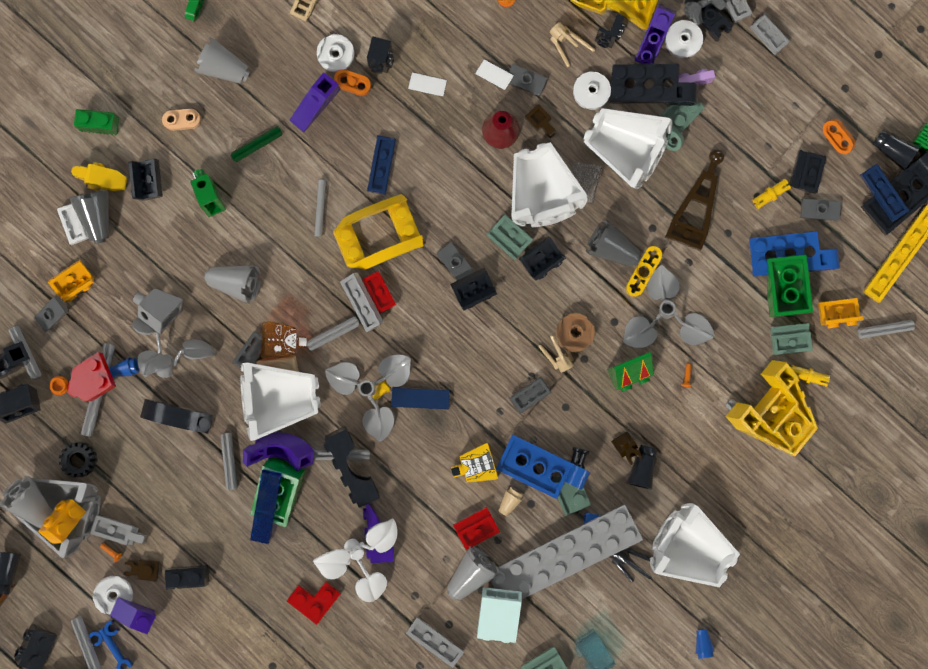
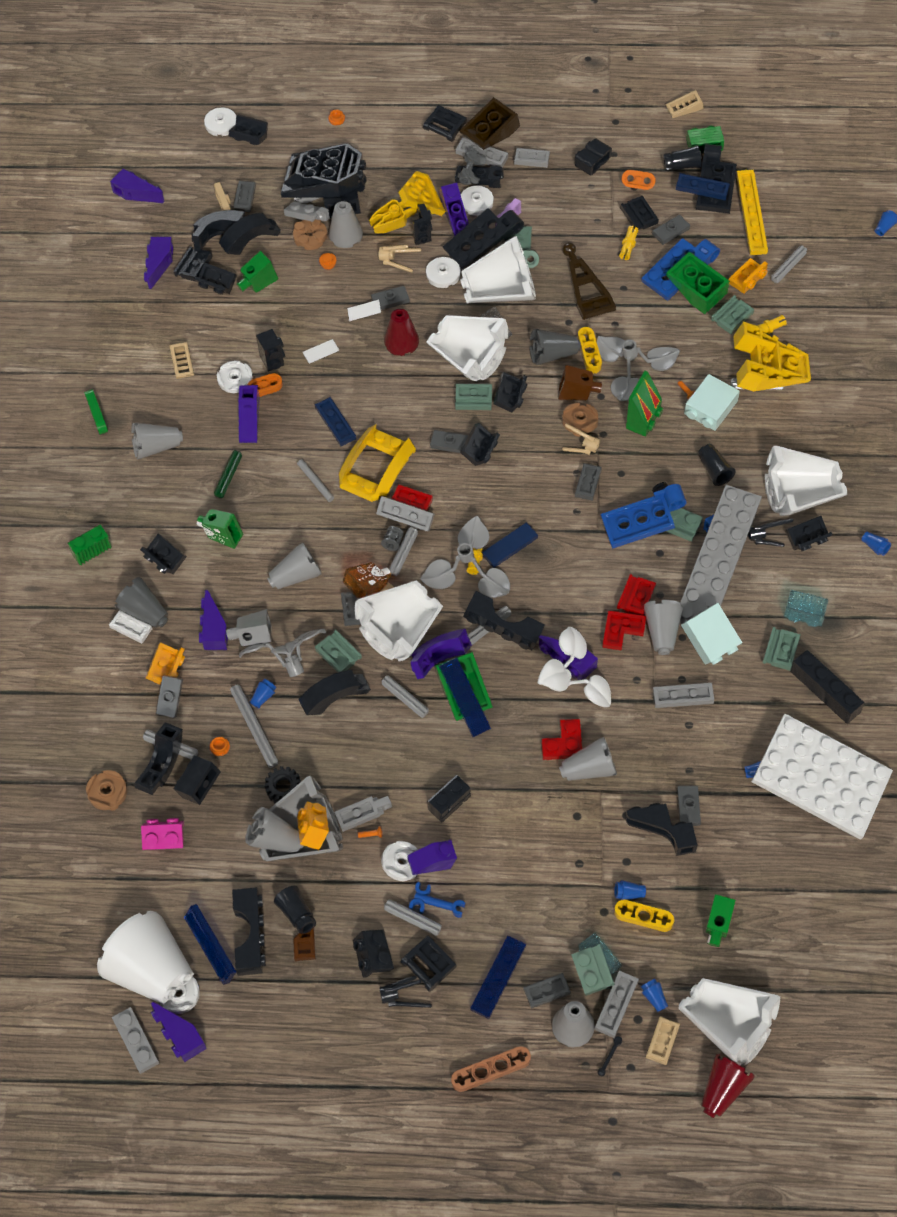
camera: 35 degrees left, 25 degrees down
(91, 379) = (242, 718): plate -> none
(98, 176) = (122, 575): yellow hinge -> none
(135, 275) = (214, 627): none -> dark purple slope
(145, 569) = (409, 824): dark brown plate -> none
(180, 119) = (155, 499): light nougat plate -> none
(209, 381) = (338, 652): none -> sand green plate
(313, 640) = (589, 763): none -> light grey cone
(333, 316) = (392, 538): none -> dark grey bush
(439, 541) = (620, 624): none -> red plate
(476, 465) = (595, 553): torso -> none
(510, 500) = (642, 556): tan cone -> none
(539, 119) = (423, 312): dark brown plate -> none
(594, 295) = (577, 384): none -> reddish brown torso
(626, 447) = (689, 459): dark brown plate -> none
(658, 593) = (808, 532): none -> black bracket
(694, 408) = (711, 402): none -> light aqua brick
(822, 78) = (593, 156): none -> black brick

